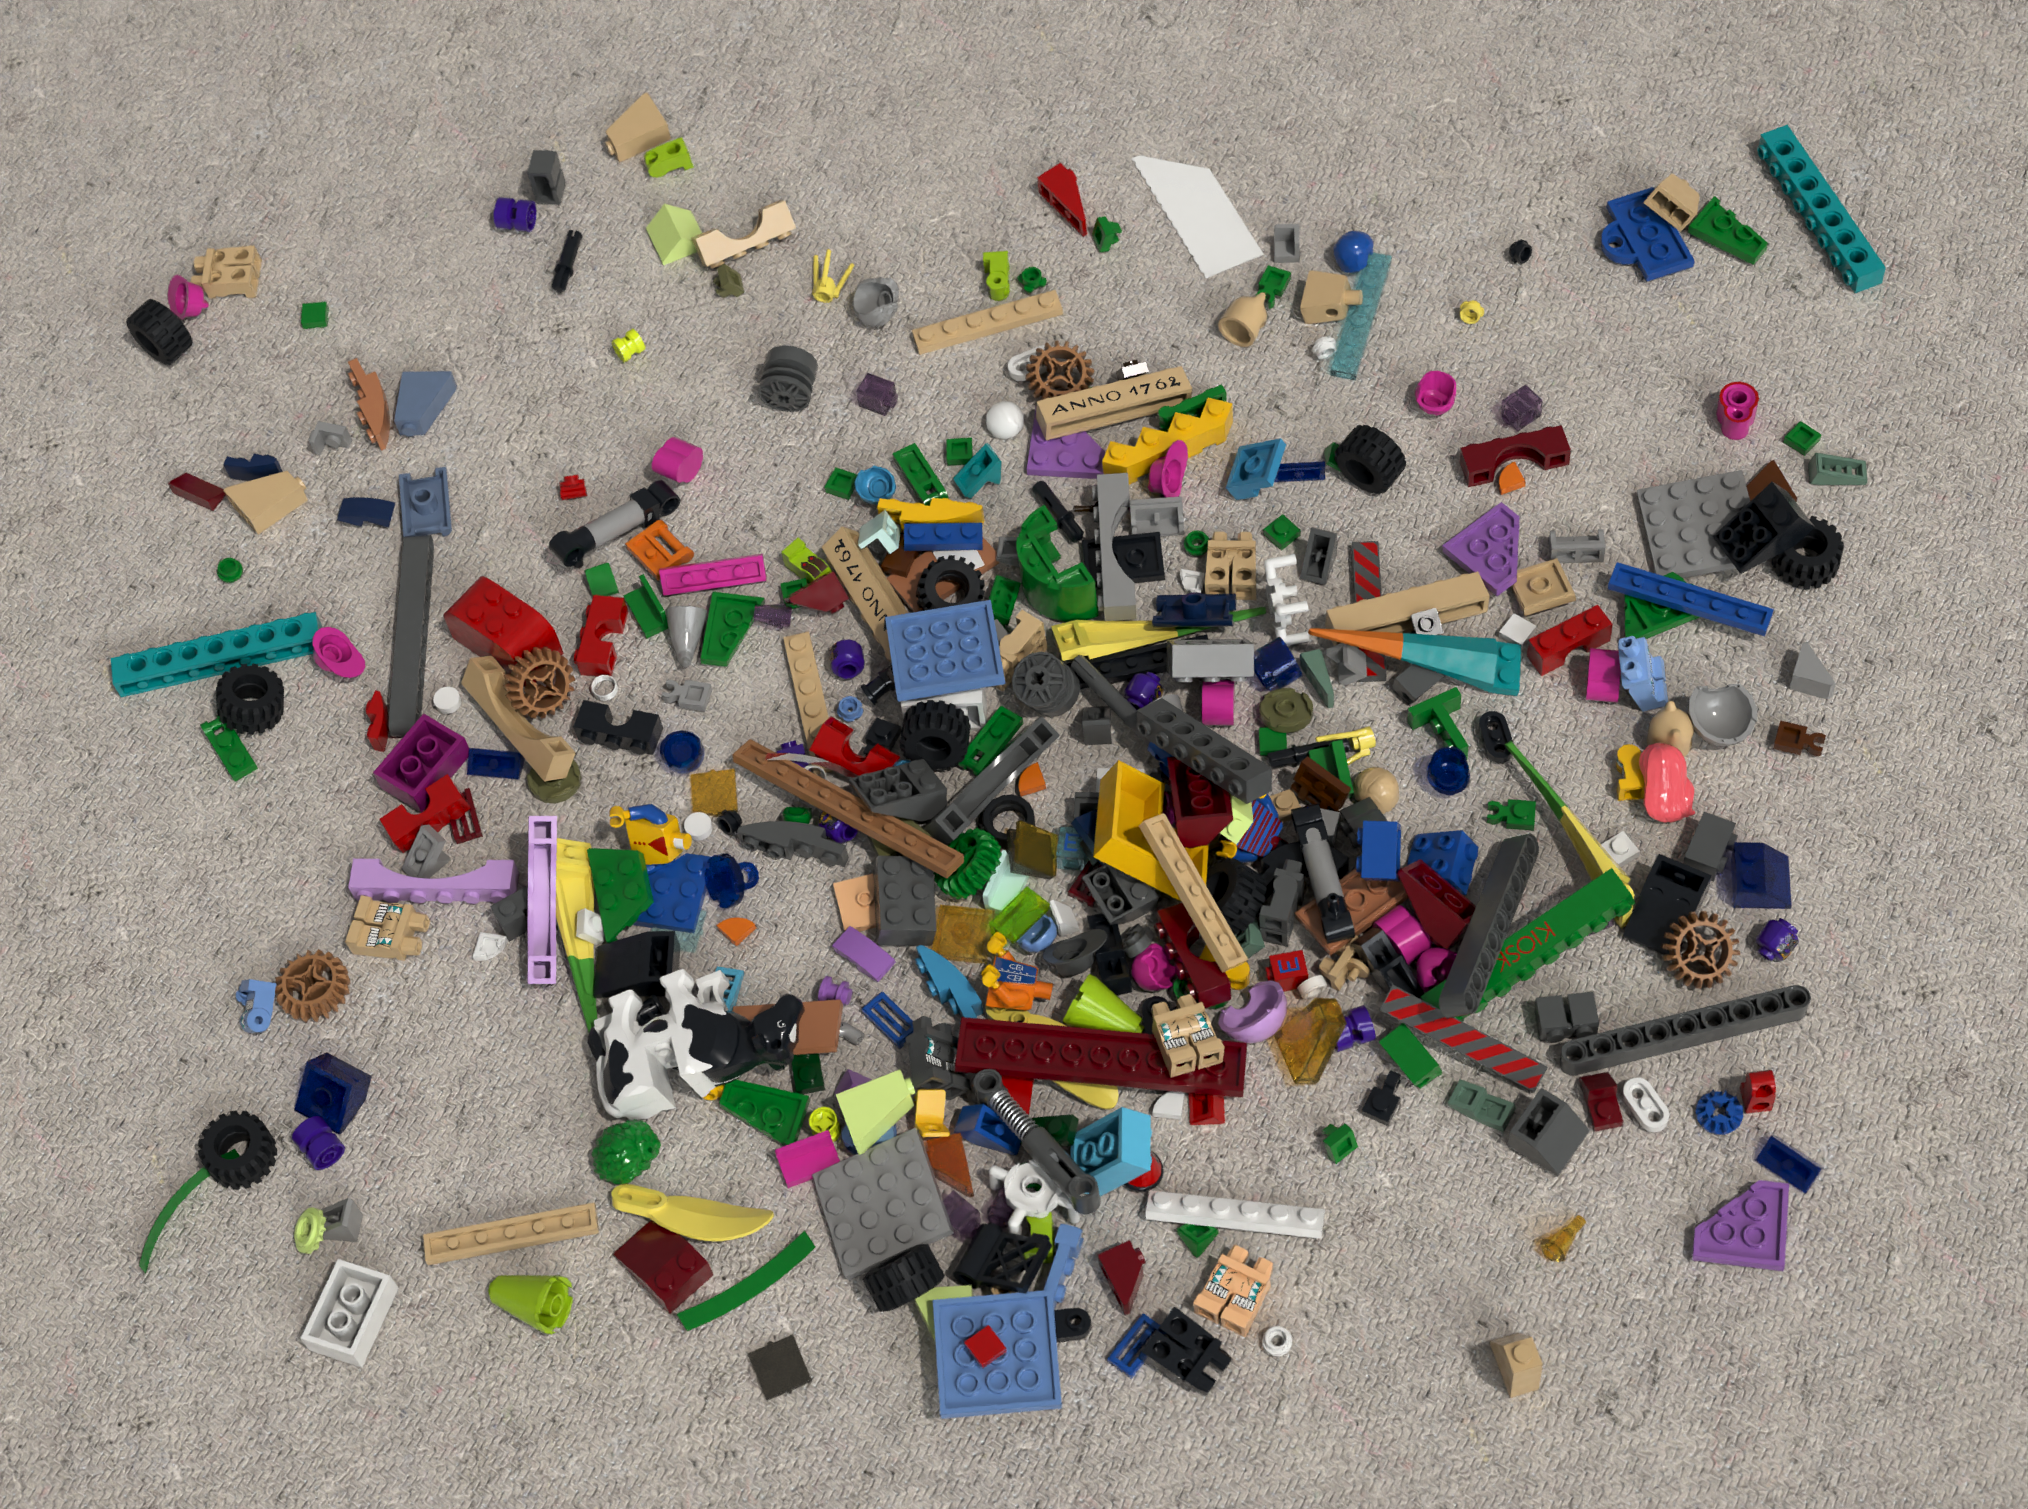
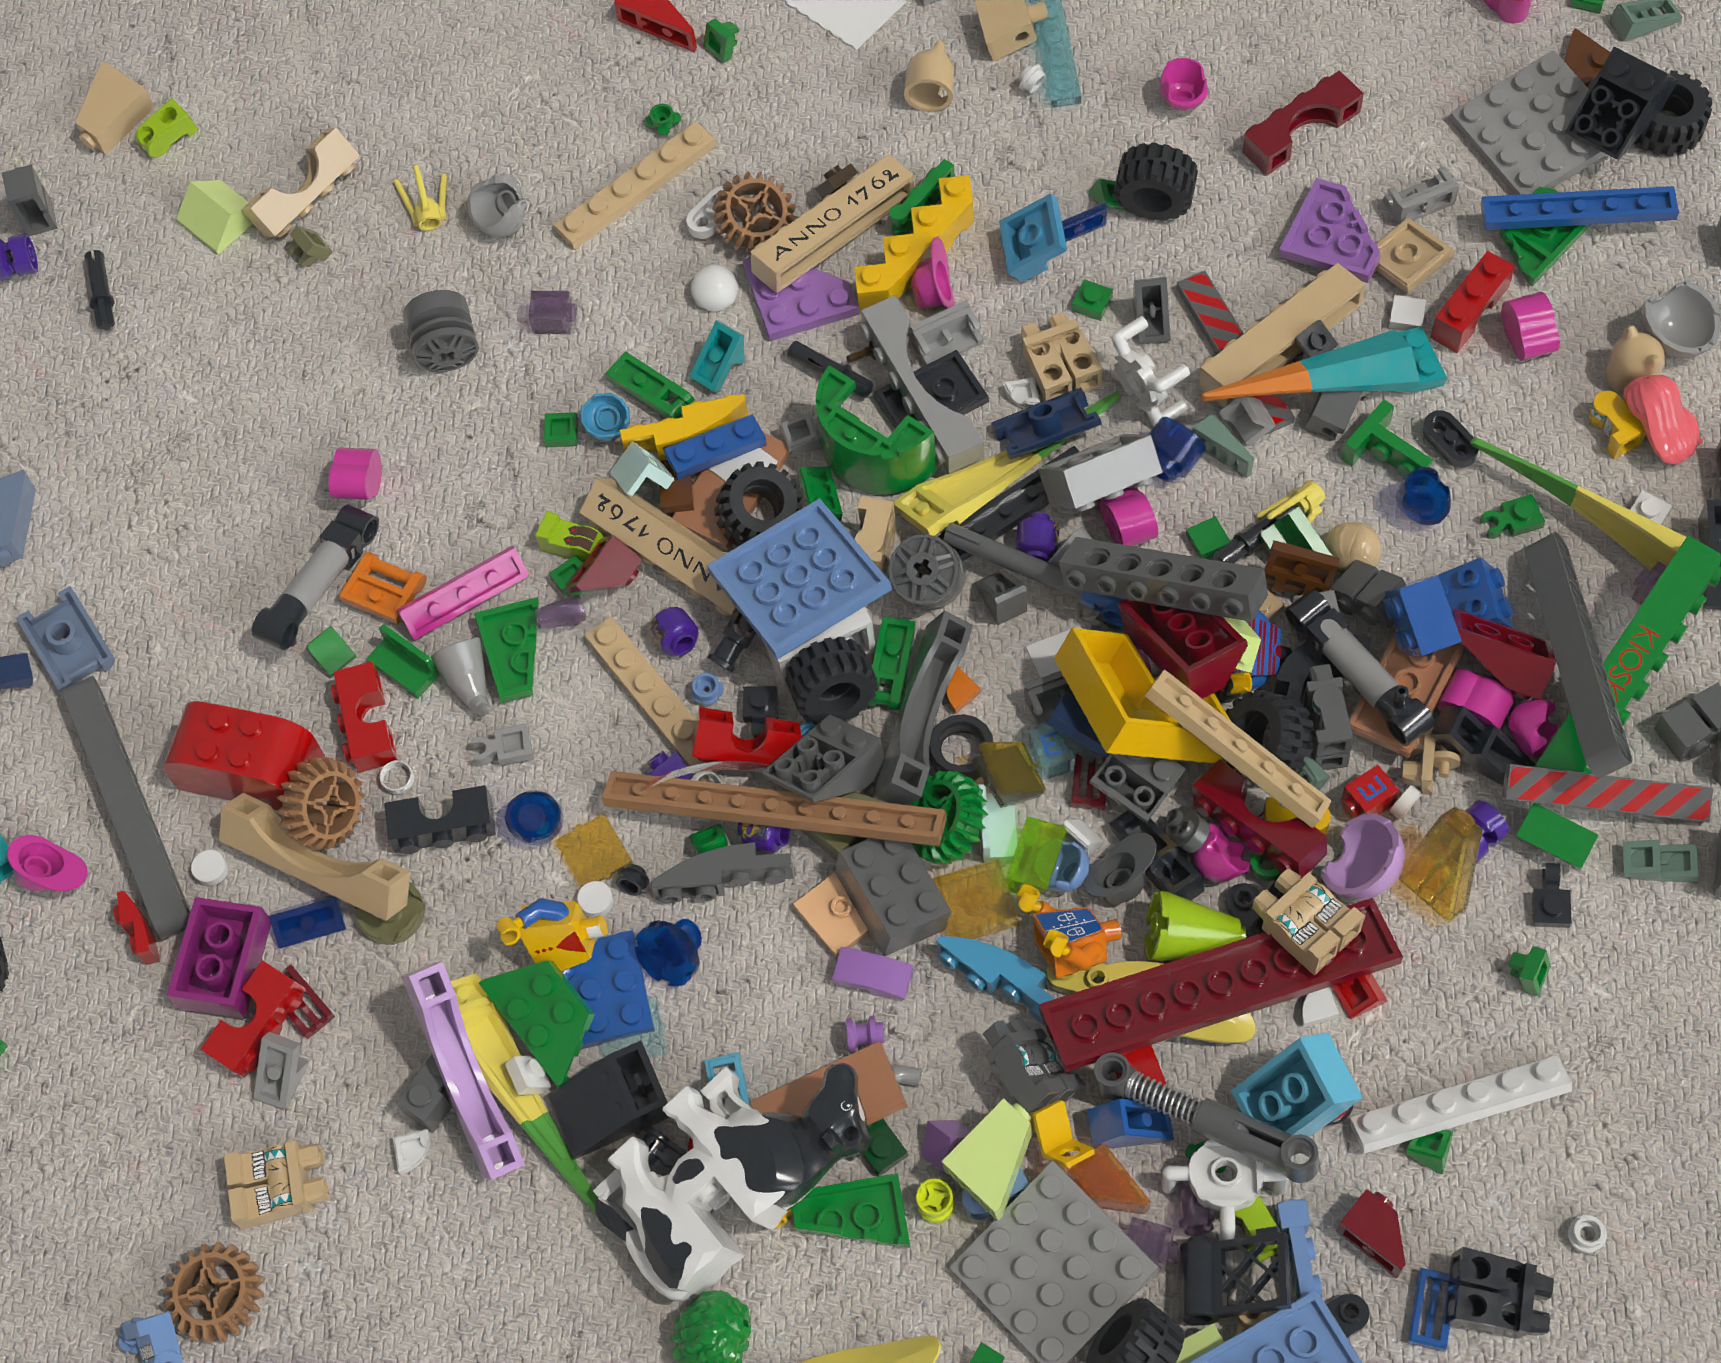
camera: 25 degrees left, 5 degrees up
(486, 884) = (377, 1071): lavender arch -> none
(572, 488) = (239, 553): red plate -> none
(628, 345) = (225, 361): neon yellow wheel -> none
(736, 929) = (704, 1005): orange tile -> none
(806, 1157) = (935, 1251): dark pink panel -> none
(873, 1004) = (971, 1051): blue tile -> none
(959, 451) = (679, 342): green tile -> none
(999, 279) = (618, 118): lime leg -> none
(1060, 1127) = (1217, 1085): dark green plate -> none
(1193, 538) = (1005, 339): green plate -> none
(1235, 1291) = (1513, 1184): light nougat hips -> none
(1273, 283) = (938, 26): green plate -> none
(1286, 710) = (1206, 498): olive tile -> none
(1511, 479) = (1309, 149): orange tile -> none
(1521, 408) = (1281, 68): clear purple brick -> none
(1642, 673) = (1576, 308): light blue hips -> none

